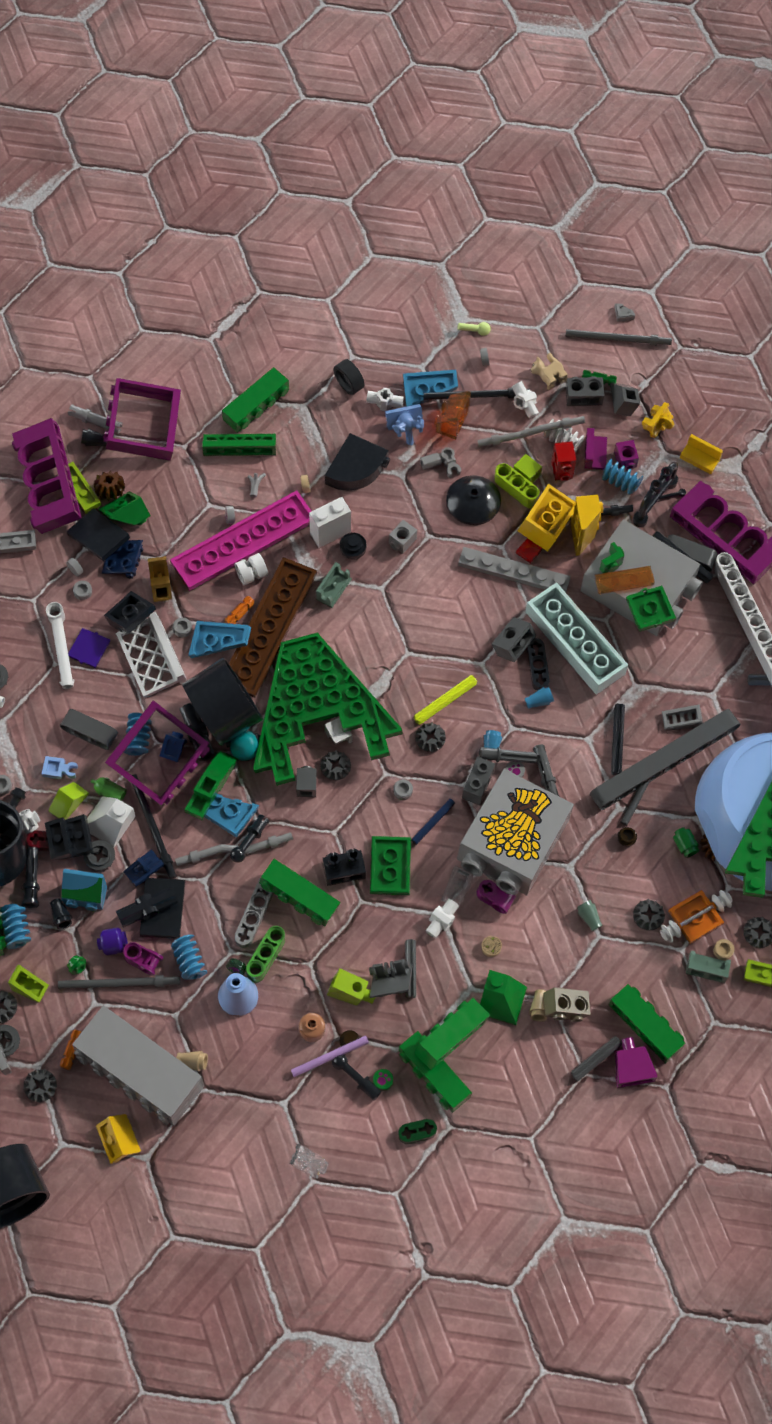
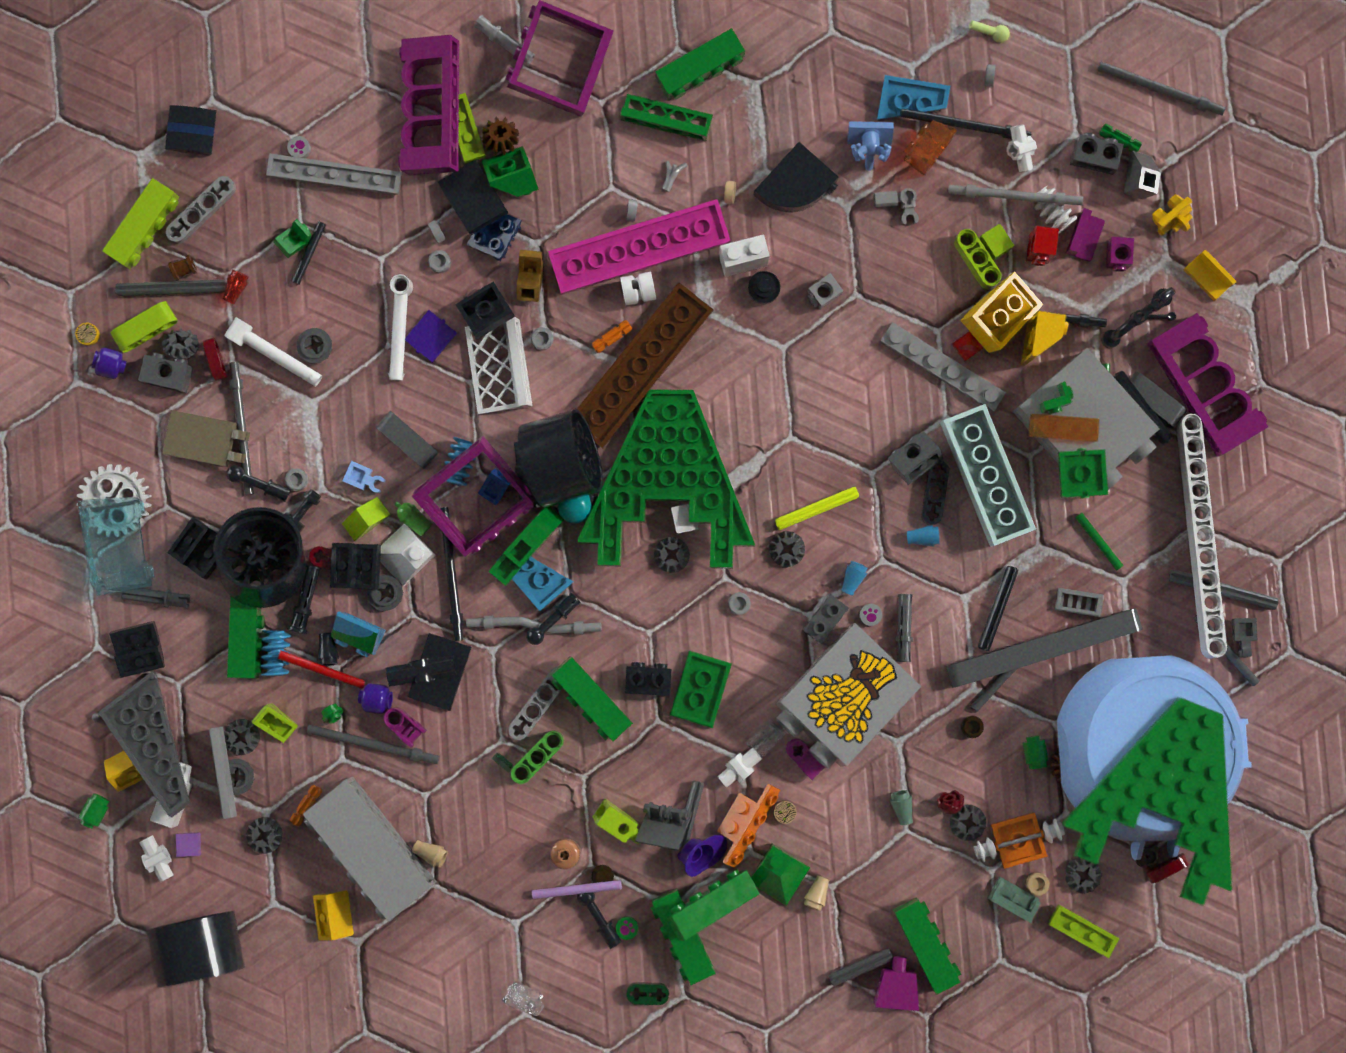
camera: 20 degrees right, 20 degrees up
(29, 820) = (314, 533): white gear -> none
(59, 928) = (323, 670): none -> red bar
(92, 438) = (495, 66): black cone -> none
(143, 868) = (428, 623): dark blue hips -> none
(186, 958) = (453, 740): dark azure piece -> none
(217, 637) = (577, 365): dark azure wing -> none
(238, 995) = (503, 786): light blue cone -> none
(306, 781) = (633, 567): dark grey brick -> none
(333, 585) = (727, 333): sand green hinge -> none
(349, 376) = (818, 64): black tyre -> none
(384, 399) = (862, 107): white axle -> none
(431, 996) = (701, 854): none -> dark purple piece
(433, 821) = (751, 657): dark blue bar -> none
(459, 962) = (743, 822): none -> orange bracket
(473, 508) = (915, 275): black dish -> none
(507, 755) = (866, 598): dark grey axle -> none
(551, 372) = (1064, 117): tan animal -> none
(566, 1004) = (846, 902): dark tan brick -> none
(622, 478) = (1105, 282): dark azure piece -> none
(623, 313) = (1177, 55): light grey tile -> none
(629, 901) = (950, 802): none -> dark red plate
(683, 669) = (1098, 540): none -> green bar

